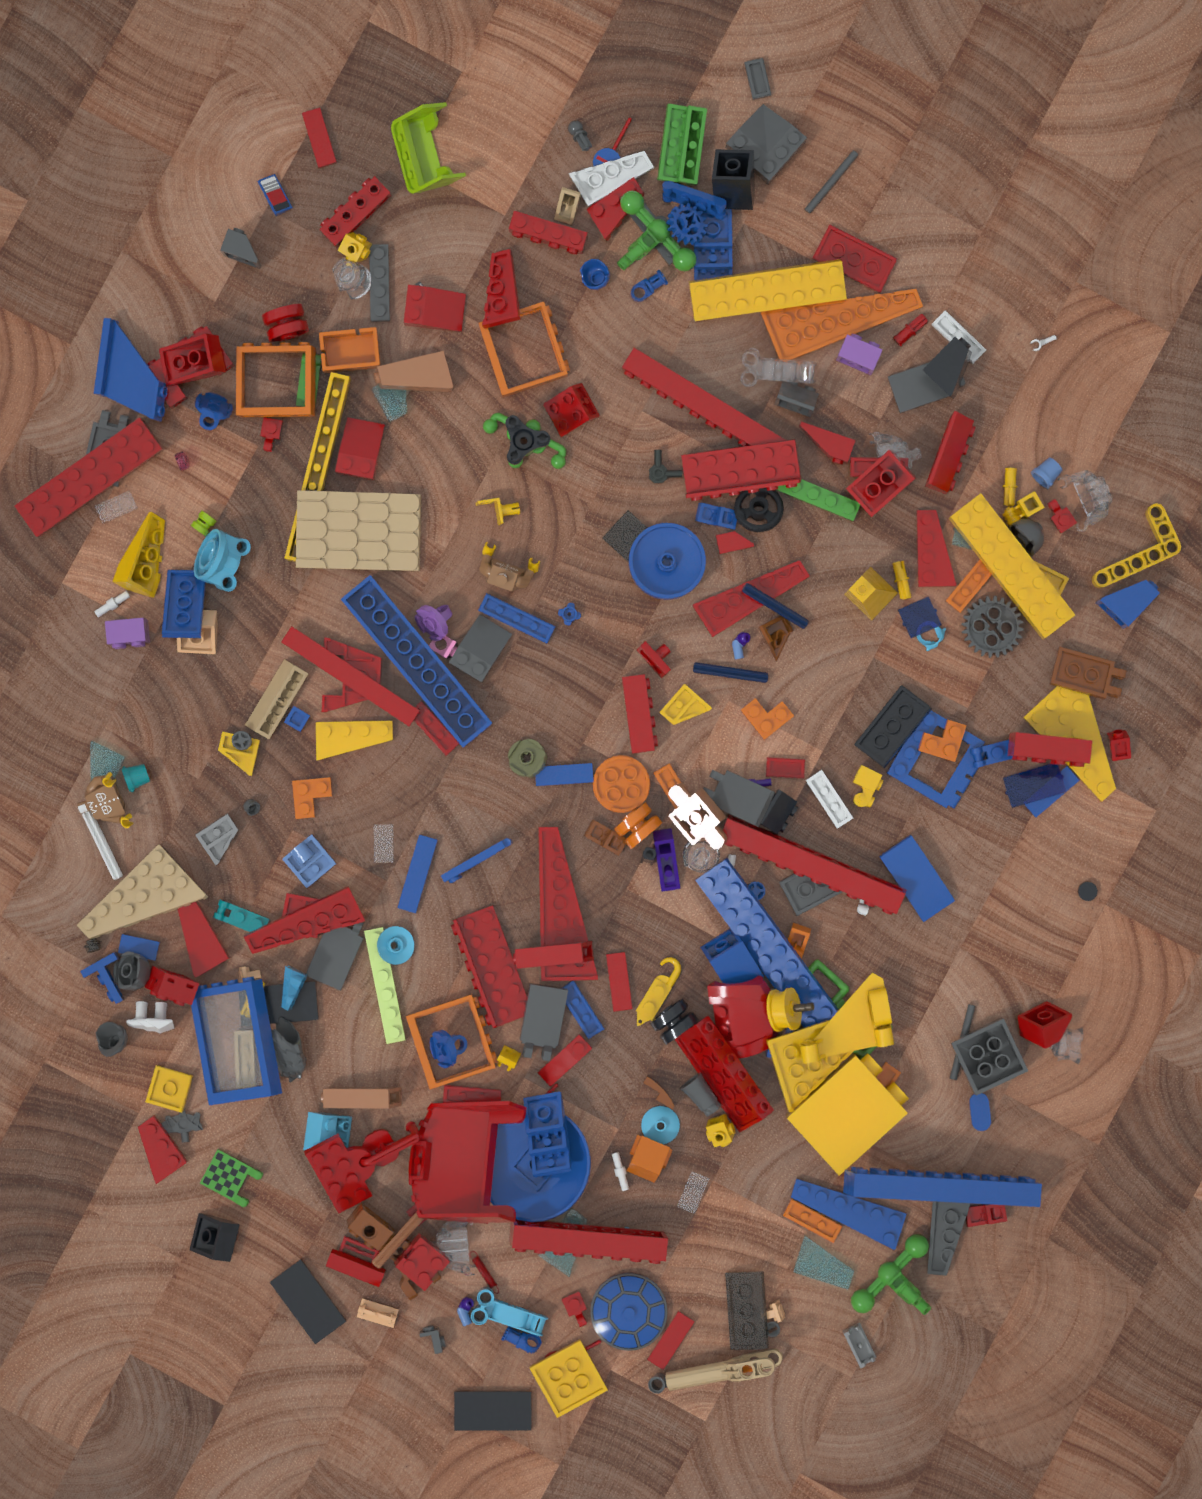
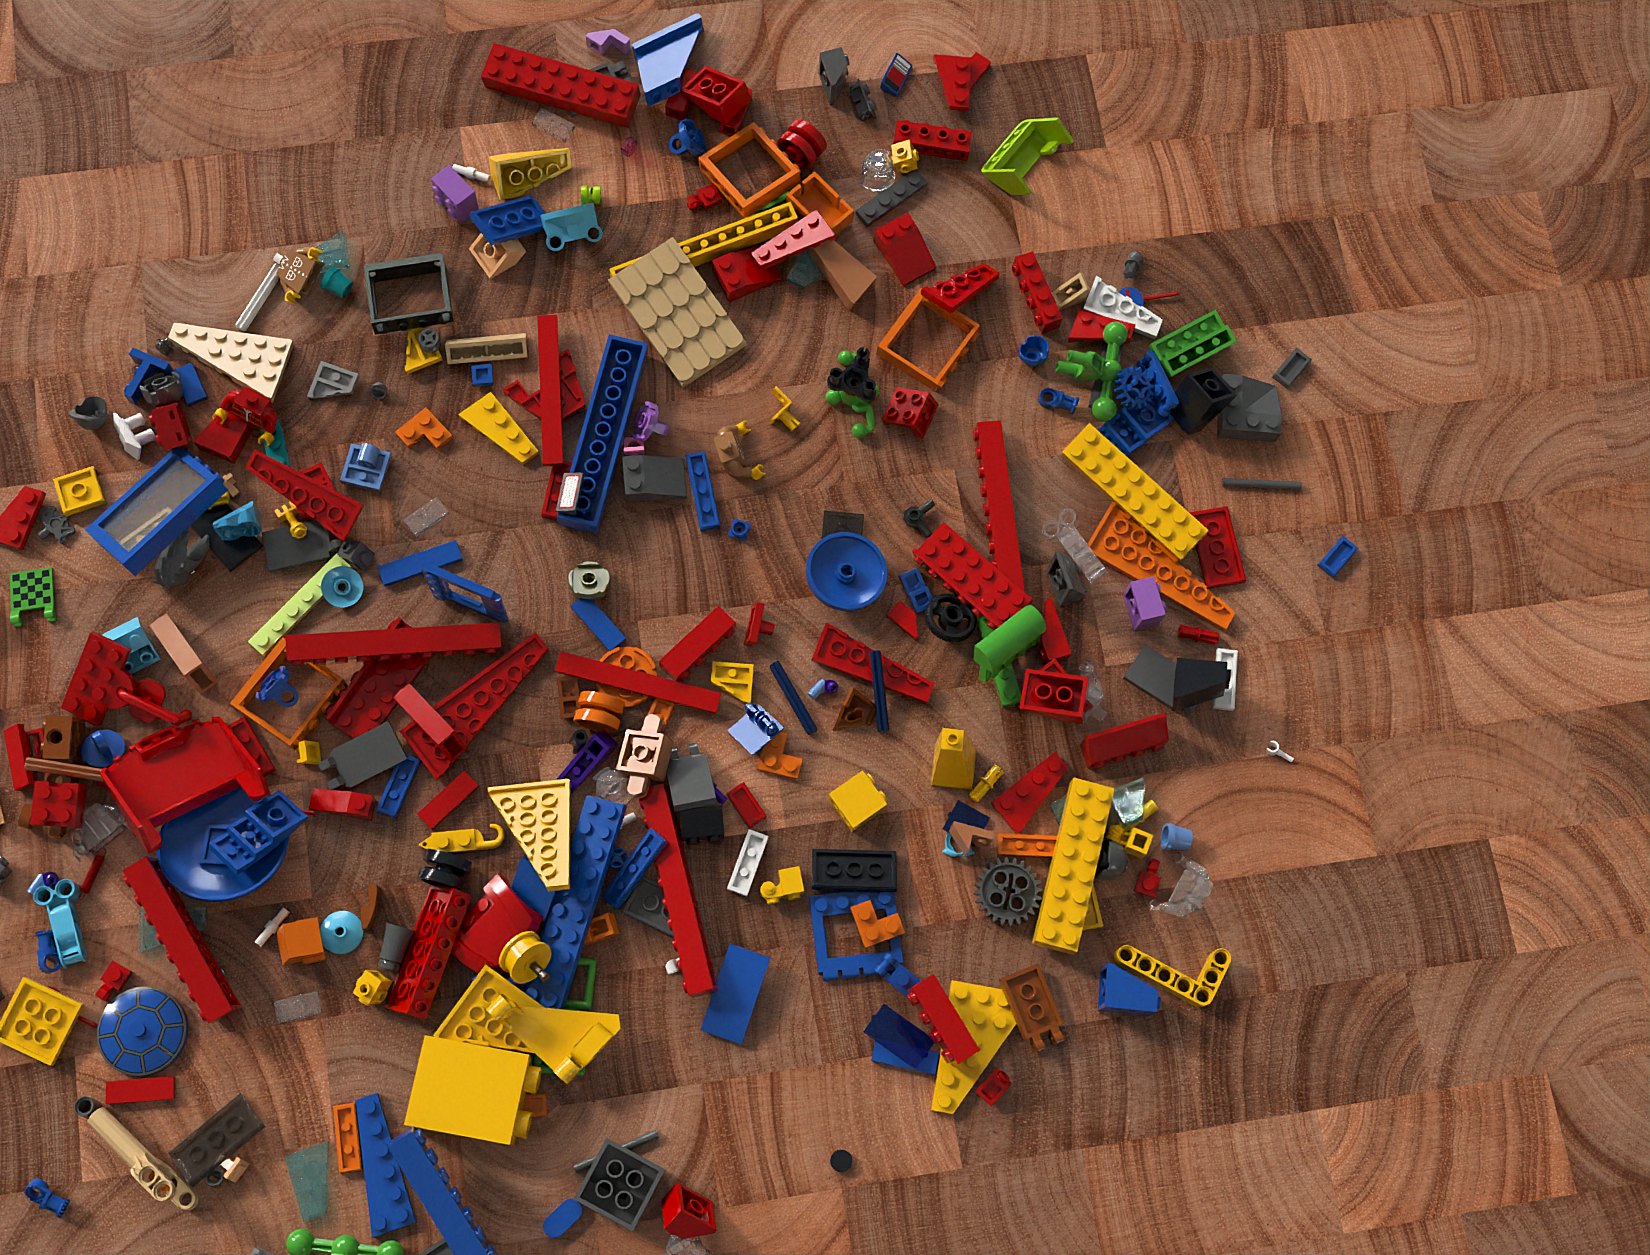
camera: 40 degrees right, 15 degrees down
(69, 413) = (601, 41): none -> lavender slope
(160, 716) = (407, 268): none -> pearl dark grey window
(204, 916) = (252, 408): none -> red torso
(271, 237) = (860, 93): none -> dark grey hinge
(315, 150) = (955, 78): none -> red wing
(326, 947) = (297, 528): none -> yellow hinge
(369, 387) = (802, 235): none -> wing
(376, 917) = (356, 553): none -> dark grey bracket
(395, 1203) = (101, 748): none -> blue tile
(452, 724) = (570, 493): none -> slope
(473, 938) = (392, 643): none -> red brick
(635, 779) = (638, 682): none -> red tile
(691, 928) = (541, 824): none -> yellow wing
(699, 1451) = (46, 1198): none -> blue connector
(734, 719) = (755, 728): none -> hinge
(774, 884) = (634, 868): none -> blue tile
(814, 482) = (1008, 642): none -> bright green brick
(844, 684) = (858, 800): none -> yellow piece
(929, 627) = (965, 834): none -> nougat slope
(931, 171) = (1337, 556): none -> blue tile
(995, 486) = (1129, 802): none -> clear light blue wing

